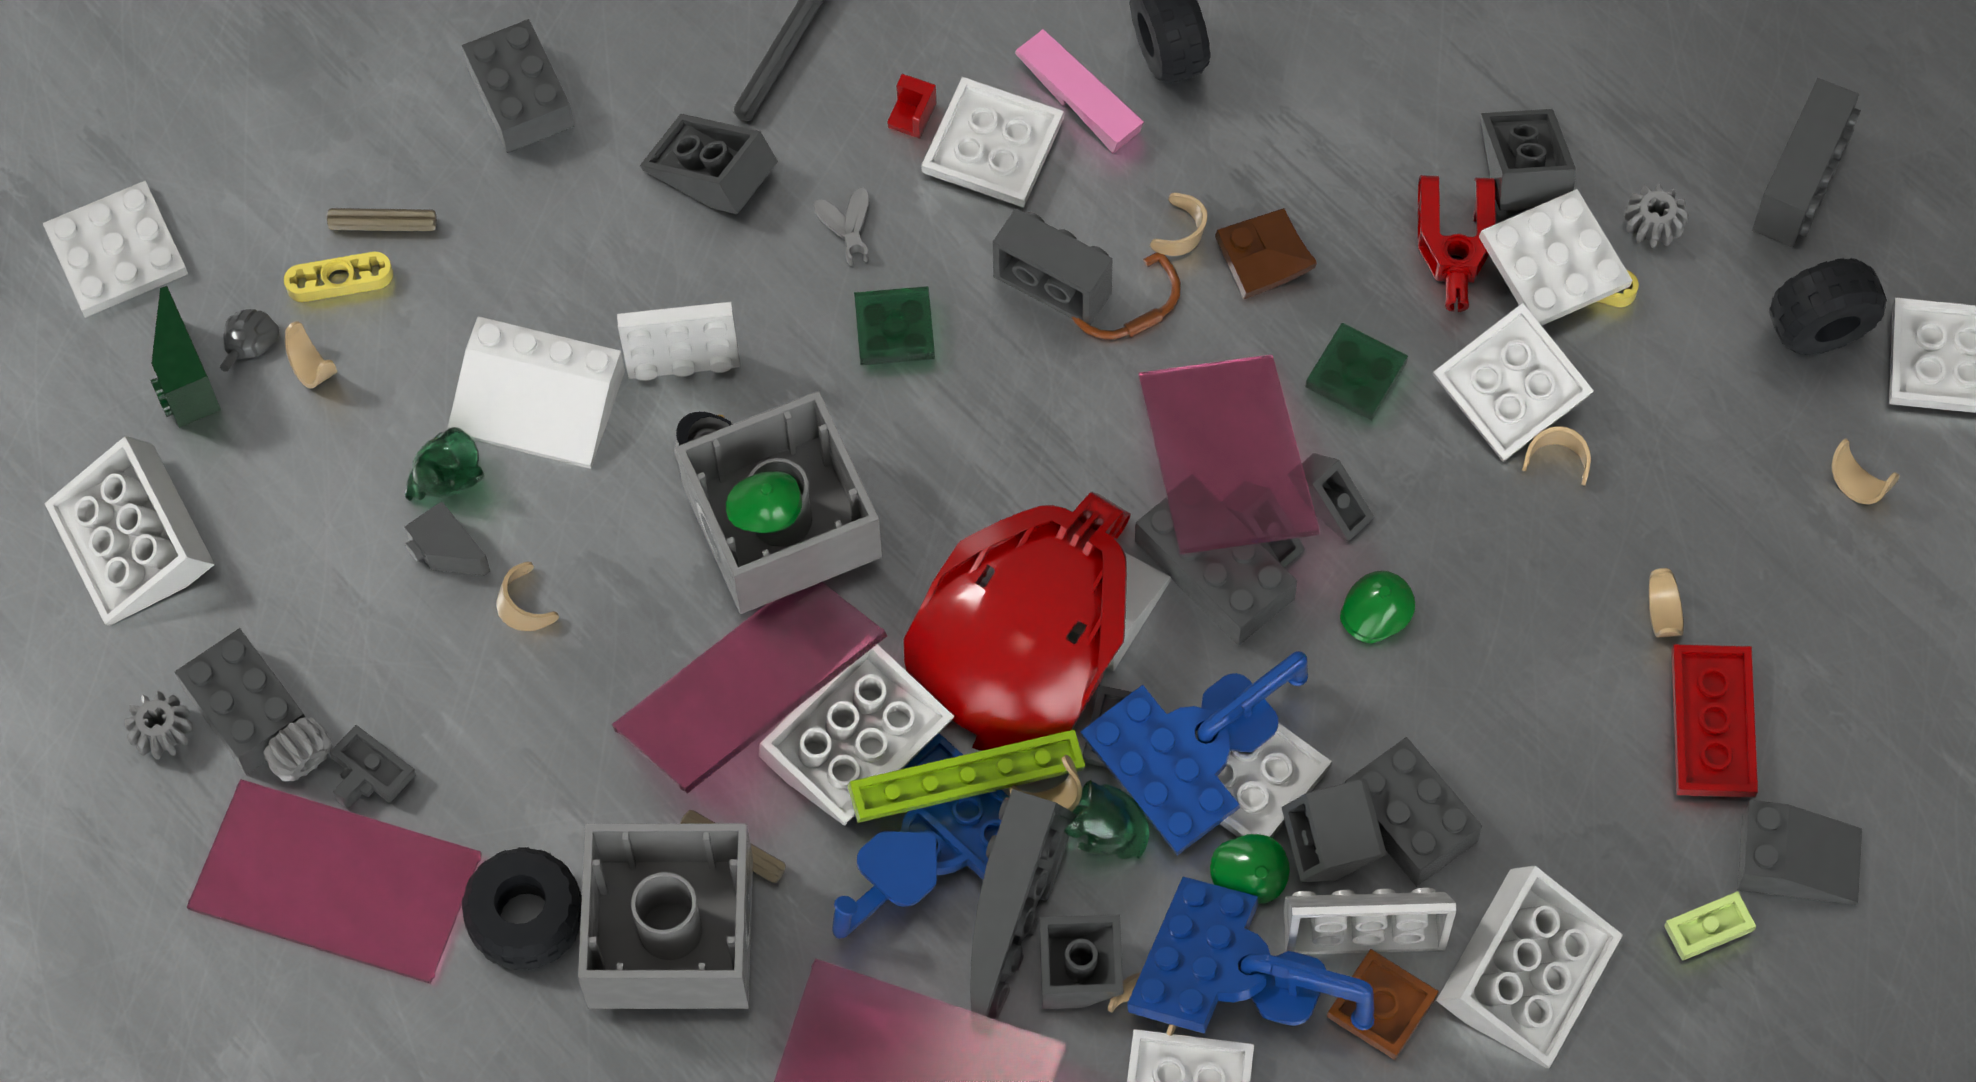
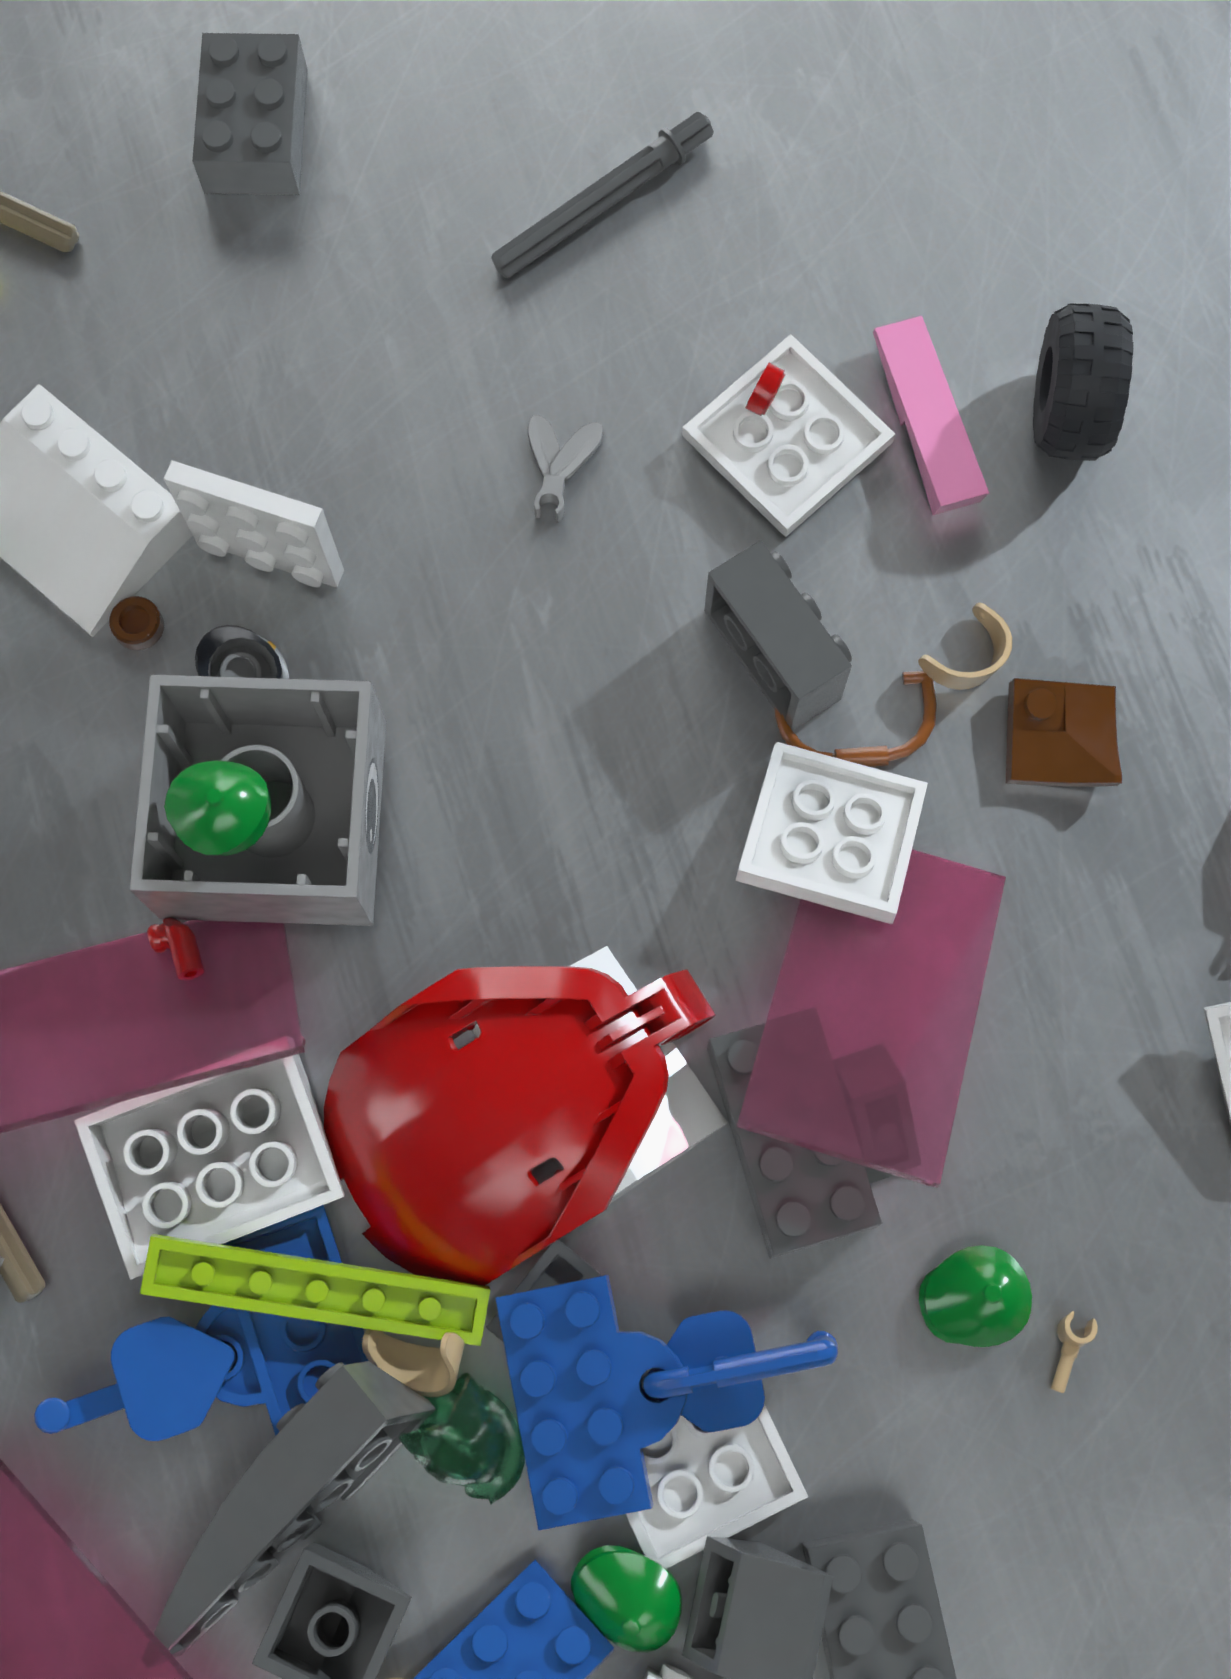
camera: 25 degrees right, 10 degrees up
(618, 445) = (136, 623): none -> reddish brown tile
(711, 161) = (431, 310): dark grey slope -> none
(763, 617) = (182, 944): none -> red arm
(894, 325) = (545, 621): clear green plate -> none
(913, 106) = (714, 347): red panel -> none
(966, 117) = (765, 389): none -> red tile
(1149, 370) = (832, 832): none -> white plate
(1335, 496) = (992, 1116): dark grey slope -> none
(1356, 371) = (1104, 953): clear green plate -> none
(1449, 607) = (1070, 1349): none -> tan hand

